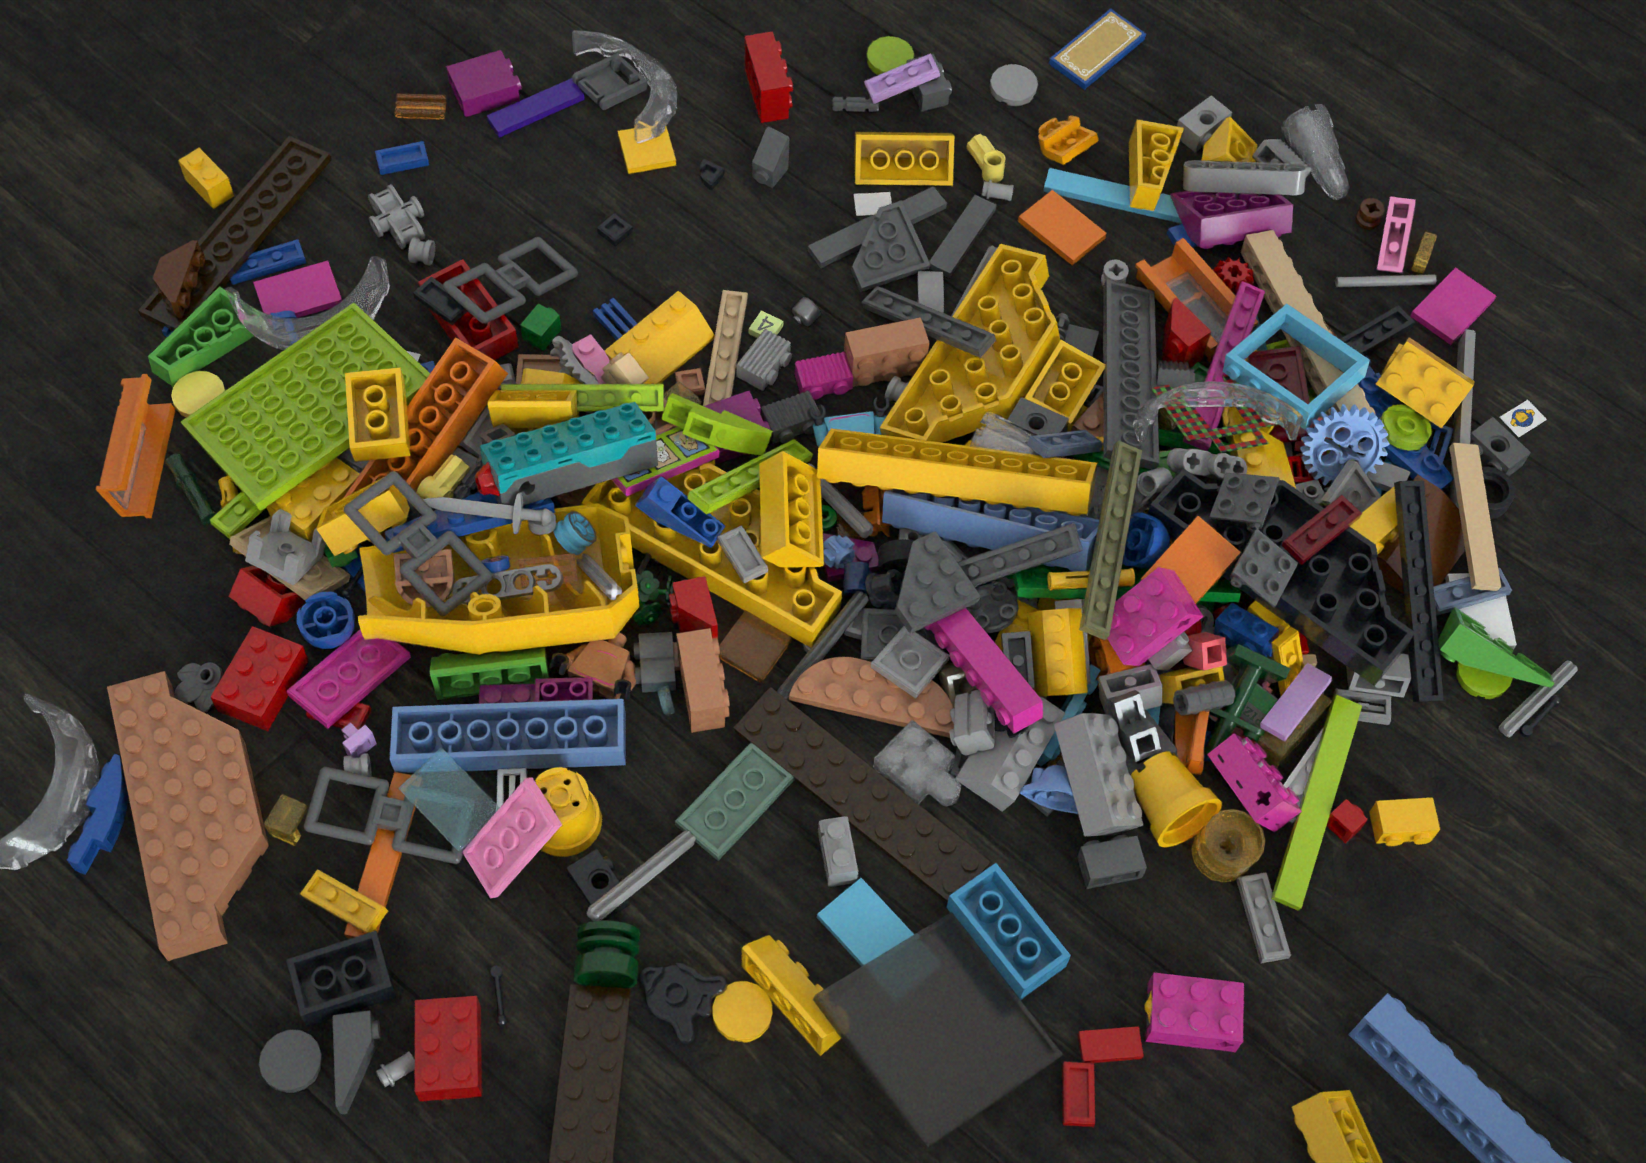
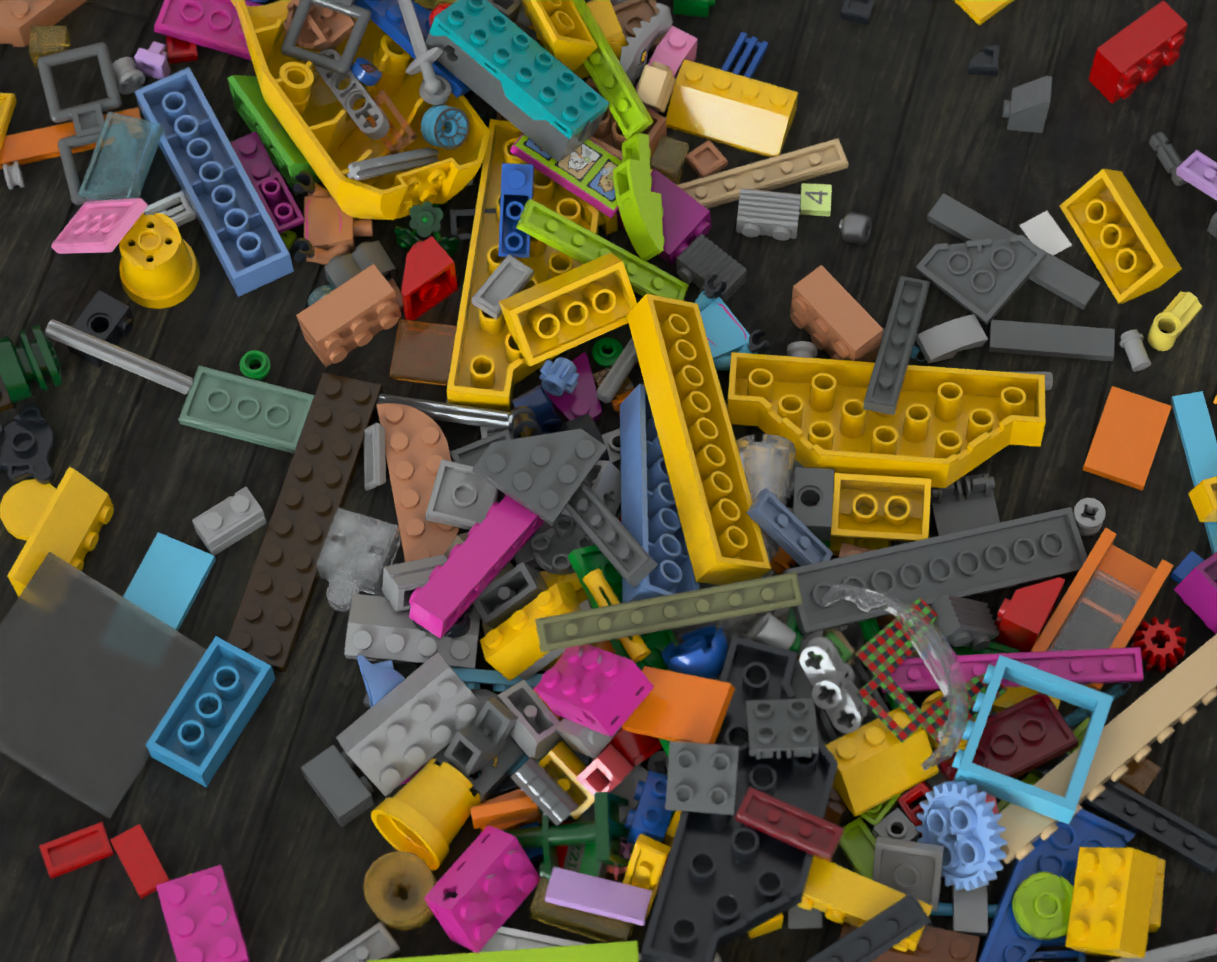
camera: 70 degrees right, 5 degrees up
(402, 901) = (13, 175): none -> light grey bush
(697, 770) = (255, 357): none -> green plate
(824, 375) = (776, 275): dark pink brick -> none
(834, 718) = (374, 456): none -> light grey tile

